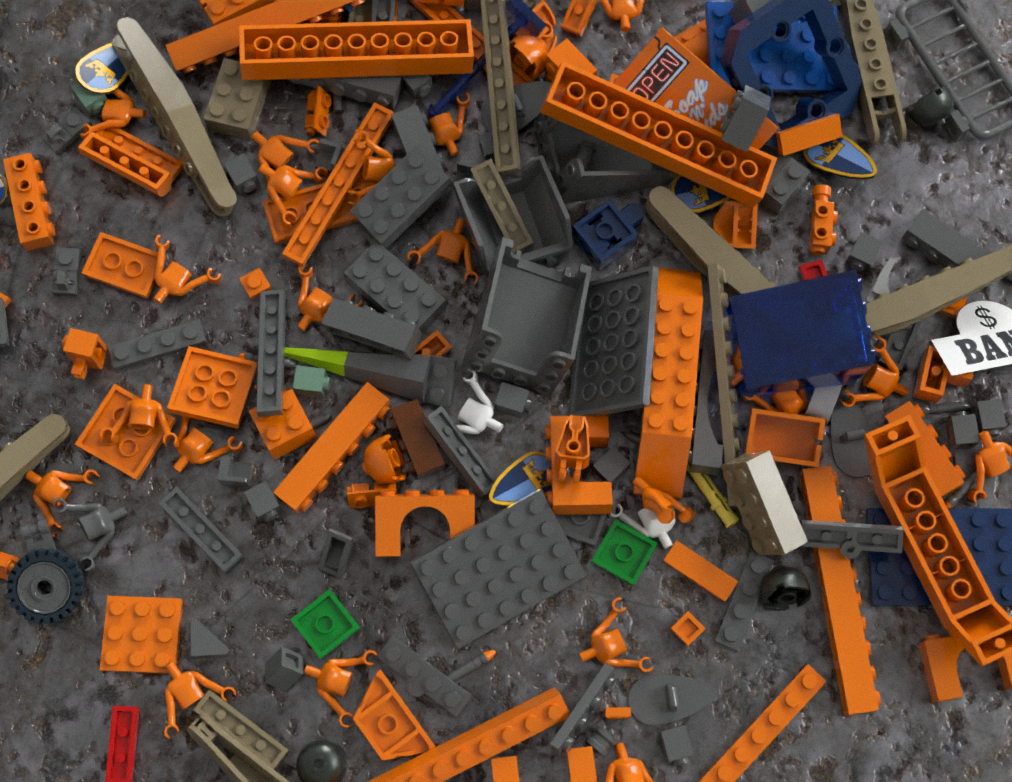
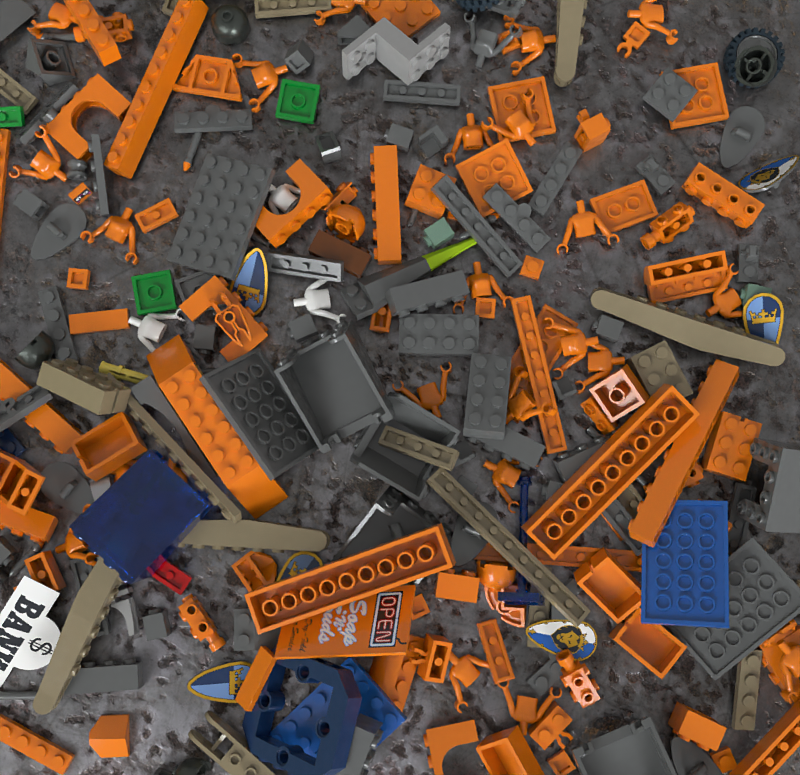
camera: 140 degrees right, 10 degrees up
(71, 516) = (512, 45): none -> orange tile
(99, 215) = (668, 225): none -> orange brick
(189, 579) = (395, 51): none -> light grey bracket
(226, 335) = (516, 217): none -> dark grey hinge
(285, 109) = (619, 393): none -> orange brick
(331, 281) = (485, 307): none -> orange plate
(424, 537) = (283, 198): none -> white piece
(560, 627) = (156, 215): none -> orange plate
(608, 232) = (335, 493): dark blue brick -> none
(638, 32) = (433, 658): none -> orange brick
(662, 503) = (152, 334): orange piece -> none
(746, 117) = (297, 639): dark grey piece -> none
(977, 198) = (111, 736): none -> orange slope

